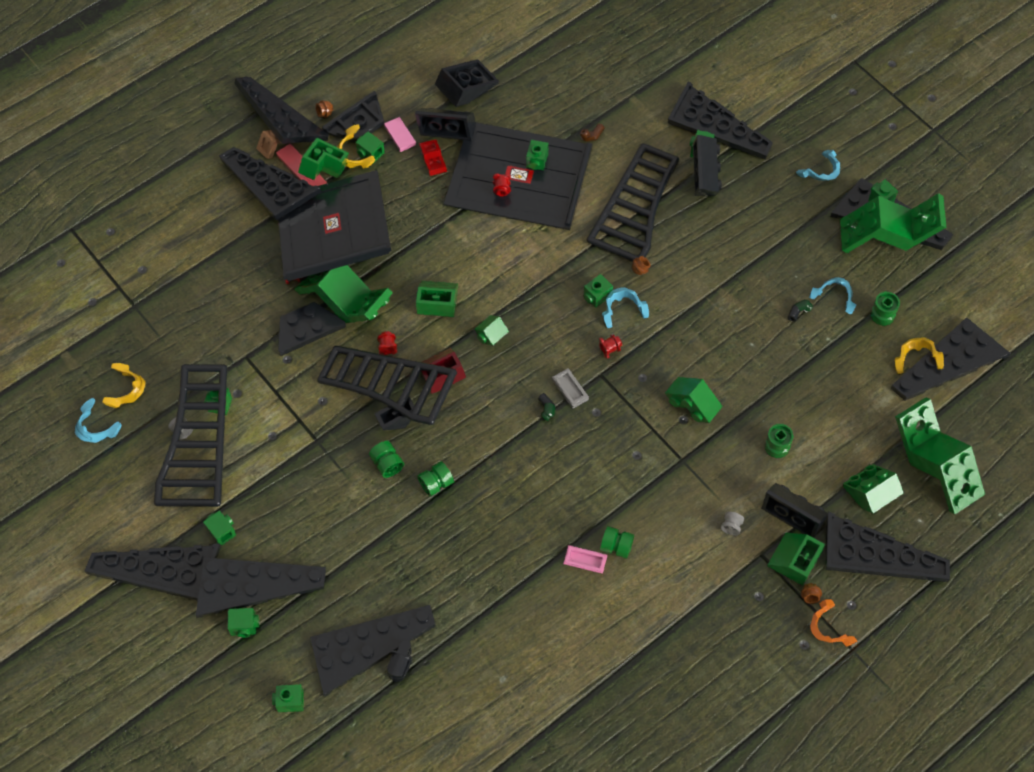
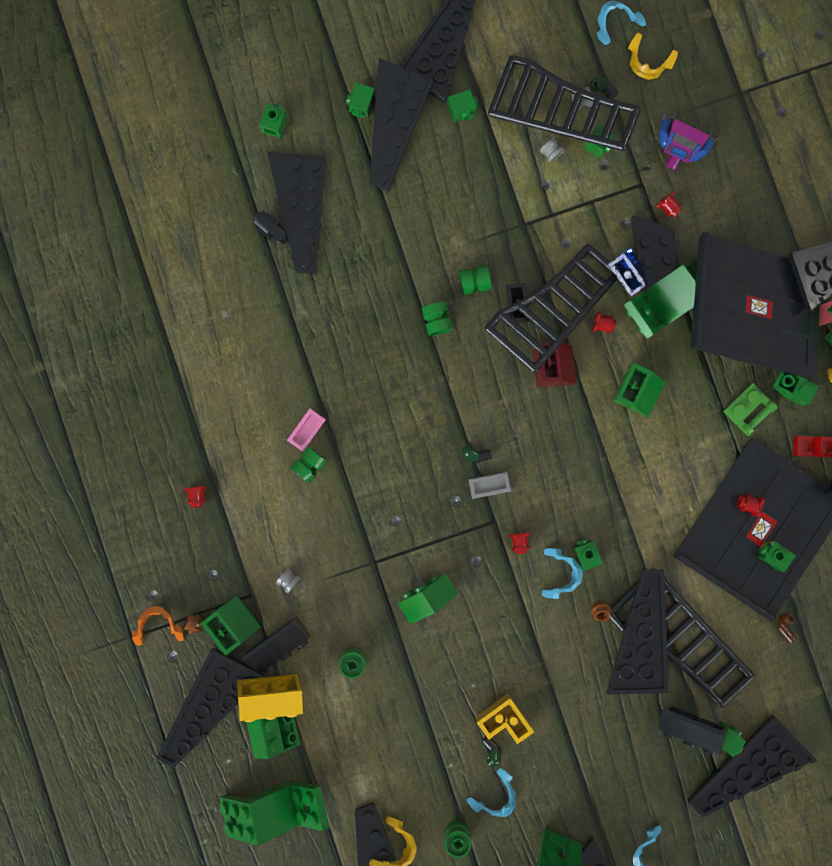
camera: 115 degrees right, 25 degrees up
(160, 414) = (605, 85): none -> arm
(197, 332) = (683, 141): none -> torso
(239, 436) = (552, 150): none -> light grey wheel
(259, 326) = (669, 205): none -> red brick
(333, 335) = (629, 272): none -> clear blue slope
(390, 181) = (795, 388): none -> green slope
(416, 217) = (745, 404): none -> bright green plate
(491, 330) = (579, 429): brick -> none
(659, 223) = (642, 654): none -> black wing
(691, 635) = (195, 496): none -> red brick
(764, 305) = (504, 714): none -> yellow brick
(842, 493) = (269, 697): none -> yellow brick

